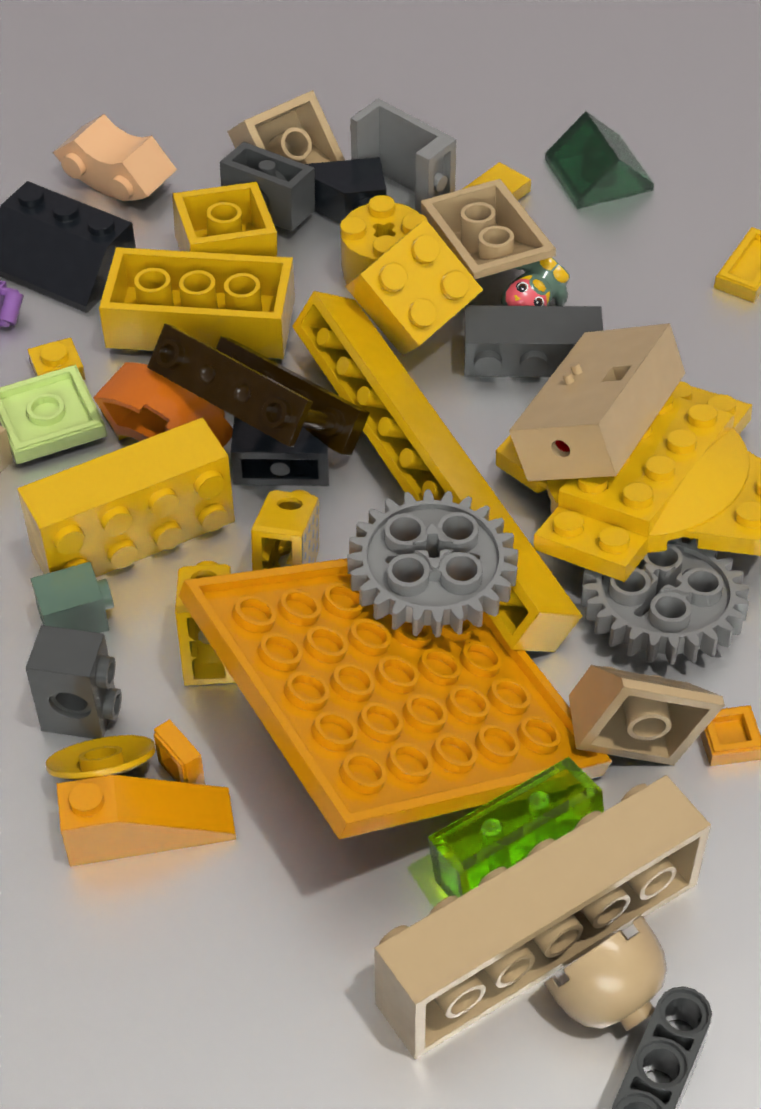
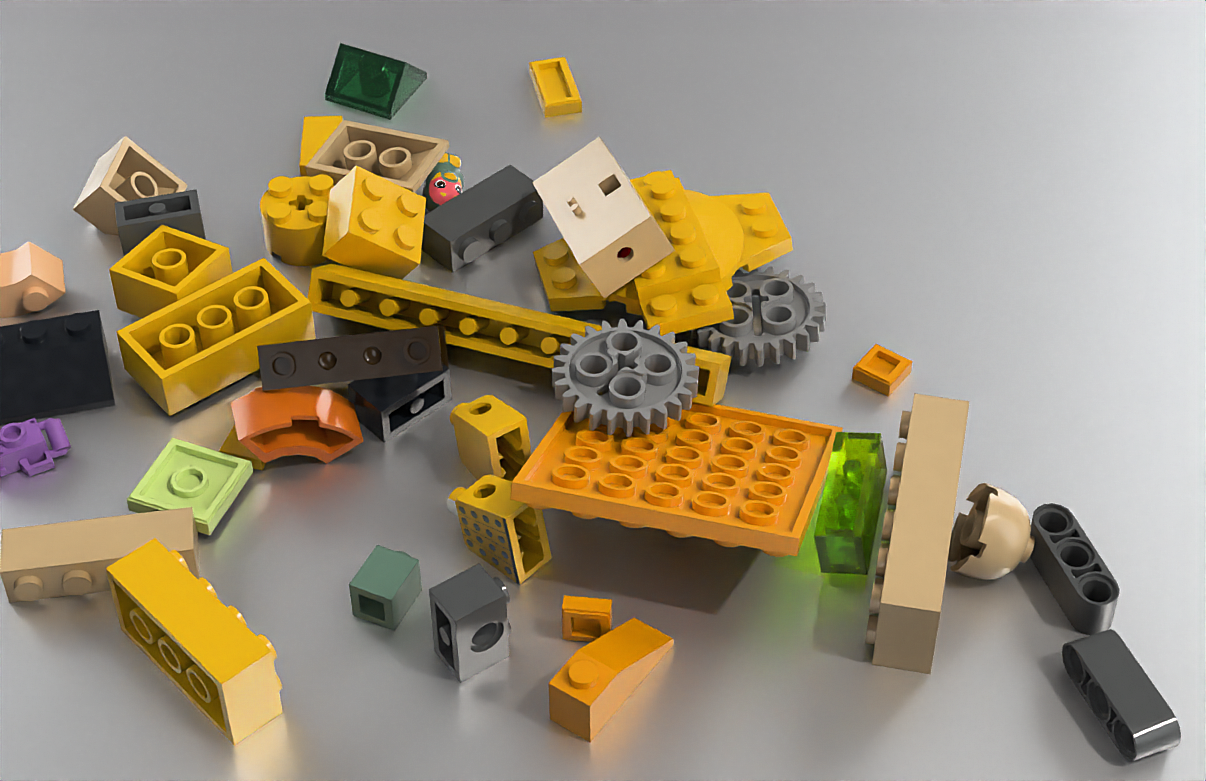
camera: 45 degrees left, 5 degrees down
(55, 356) = (140, 449): yellow plate -> none
(100, 757) = (539, 656): yellow dish -> none
(130, 501) = (354, 492): yellow brick -> none
(346, 186) = (227, 195): black slope -> none
(407, 149) = (244, 143): light grey panel -> none
(639, 714) = (836, 384): tan slope -> none

